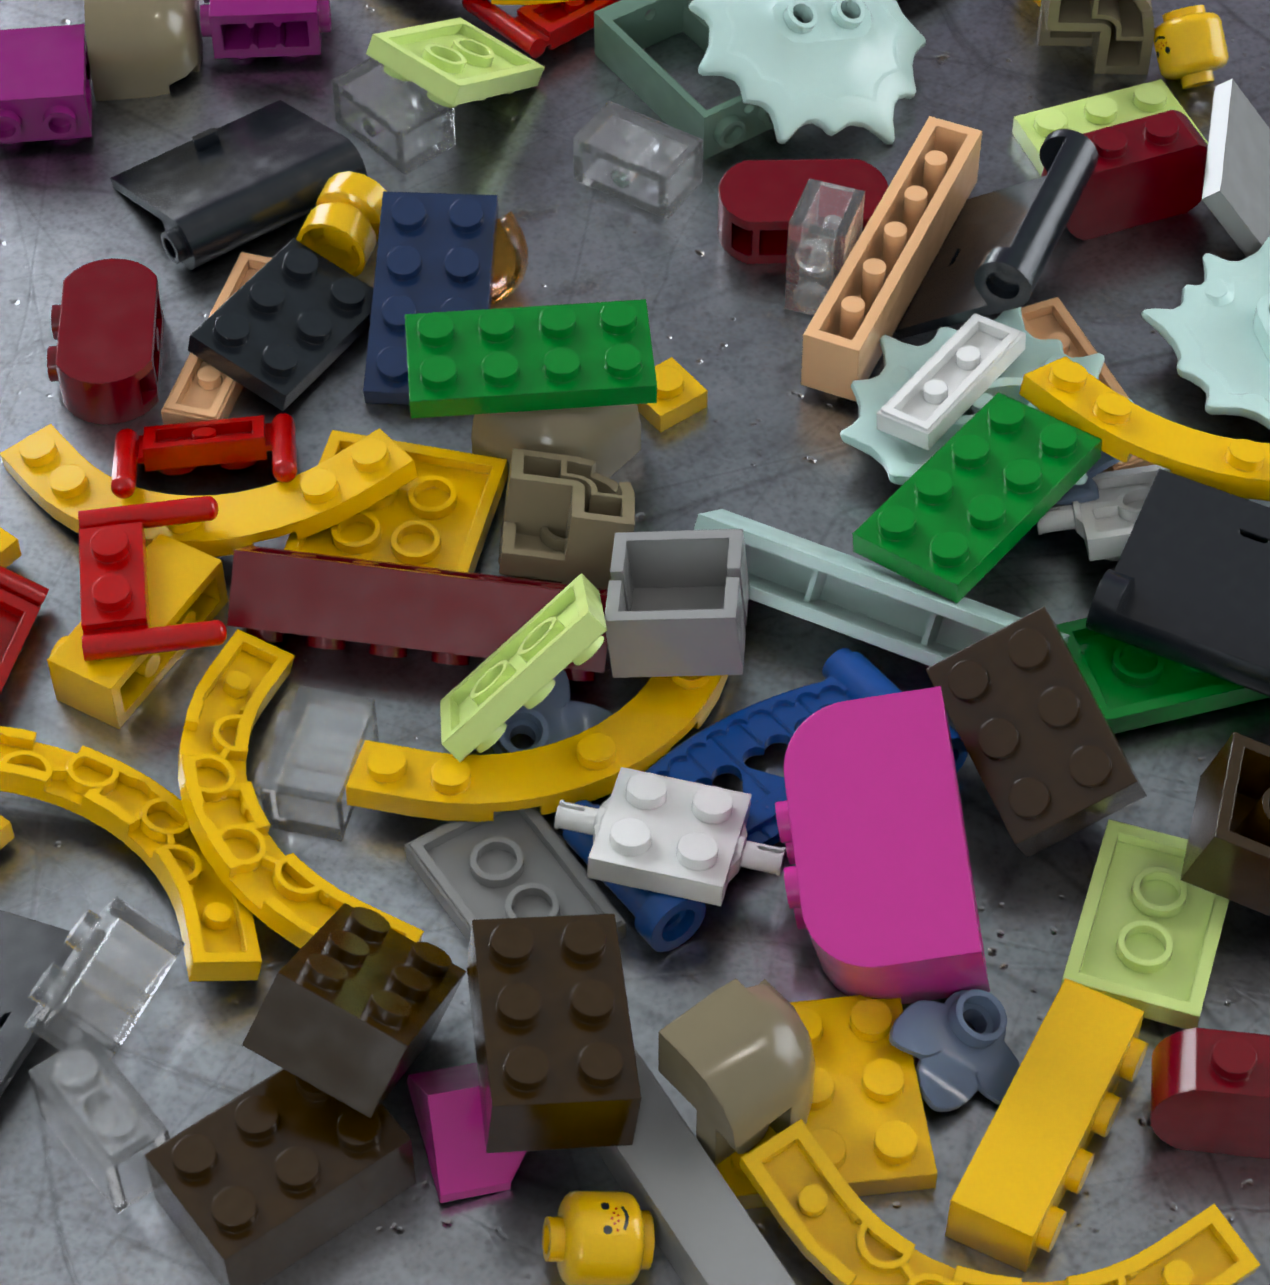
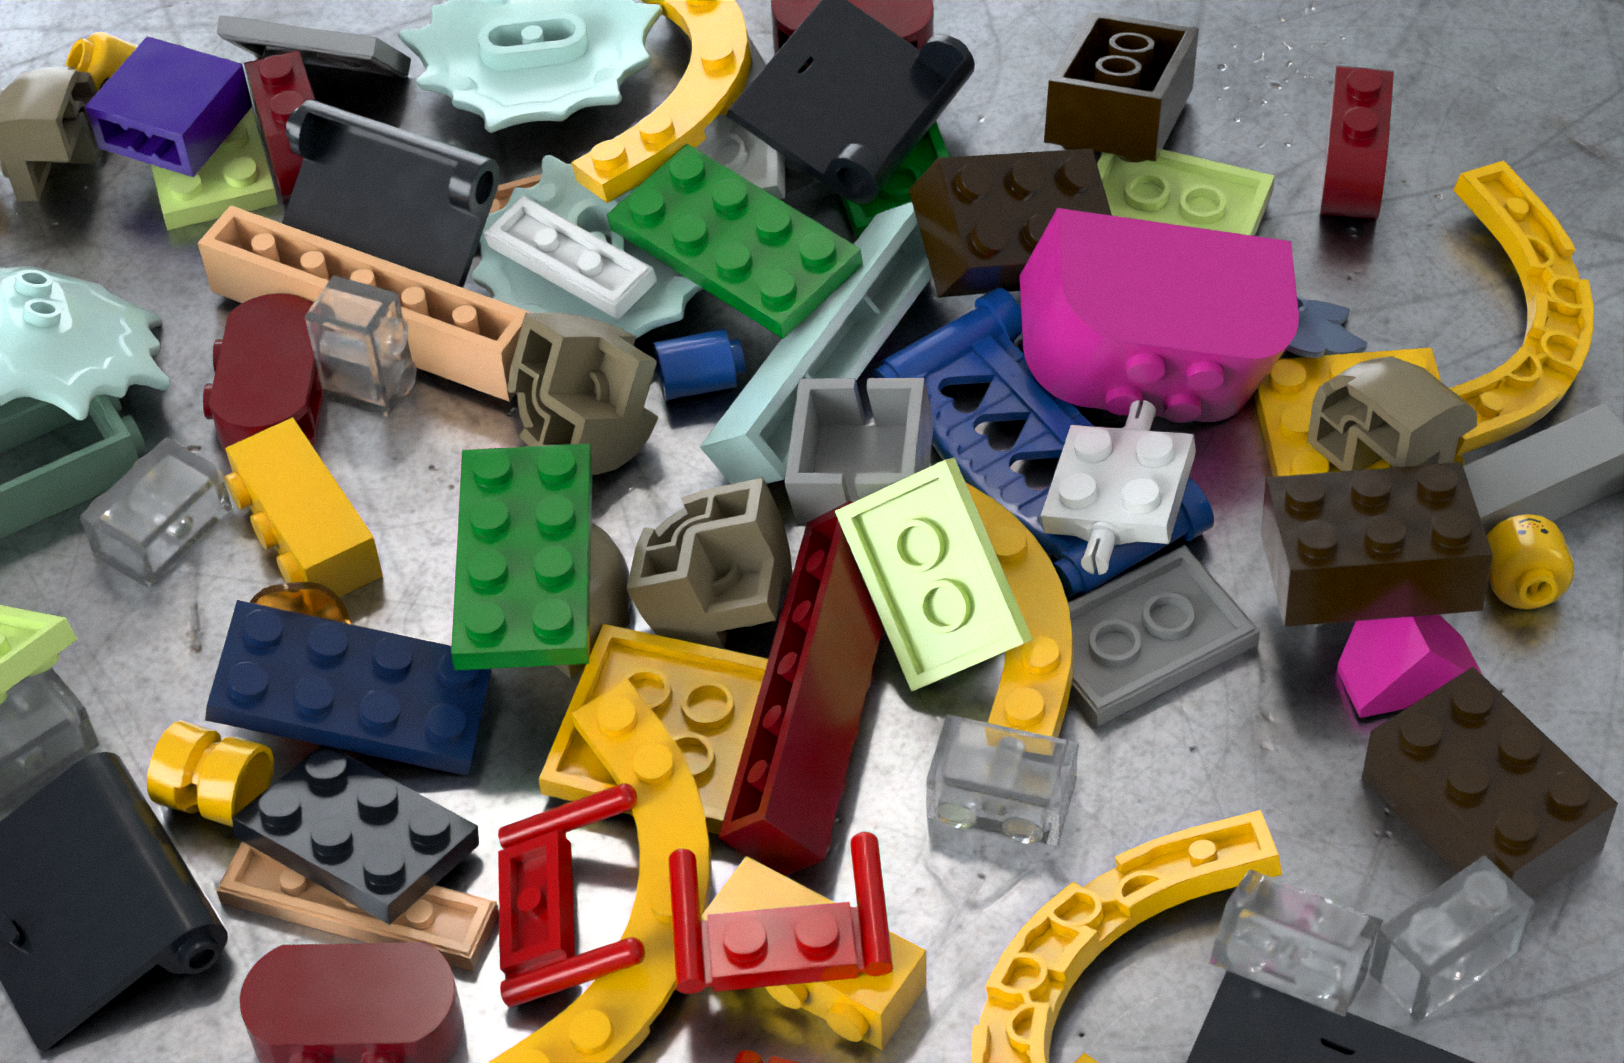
camera: 85 degrees left, 0 degrees up
(224, 805) = (1078, 845): yellow plate -> none
(355, 1008) = (1354, 691): dark brown brick -> none
(643, 247) = (301, 510): none -> yellow brick
(781, 413) = (582, 386): none -> dark tan brick
(841, 502) = (698, 364): none -> blue brick
(1045, 1125) = (1390, 276): yellow brick -> none
(1118, 72) = (169, 106): none -> dark purple brick

